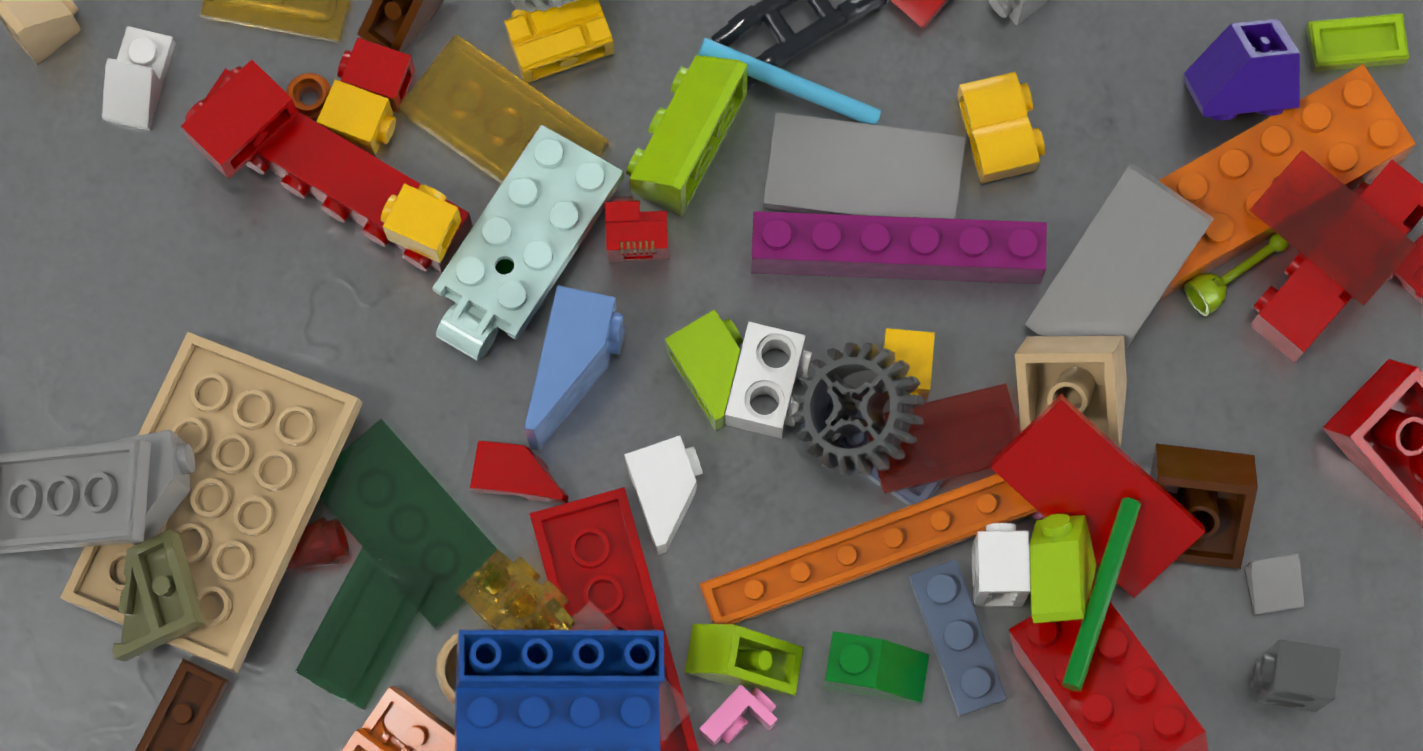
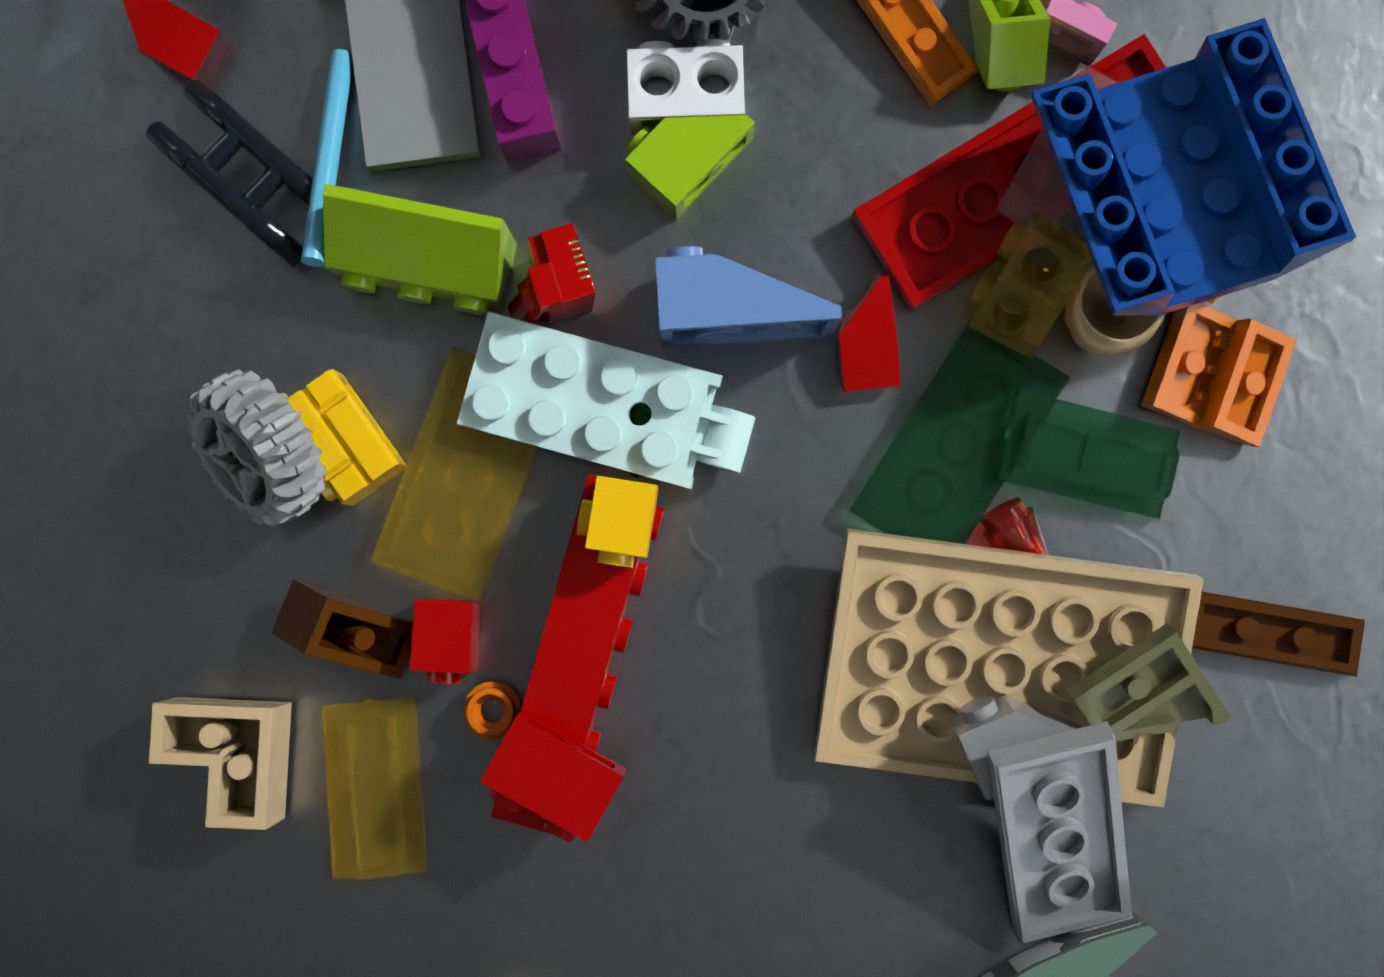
camera: 105 degrees left, 10 degrees up
(136, 78) = (523, 922): white slope -> none
(358, 116) = (504, 643): yellow brick -> none
(664, 486) = (841, 166): white slope -> none

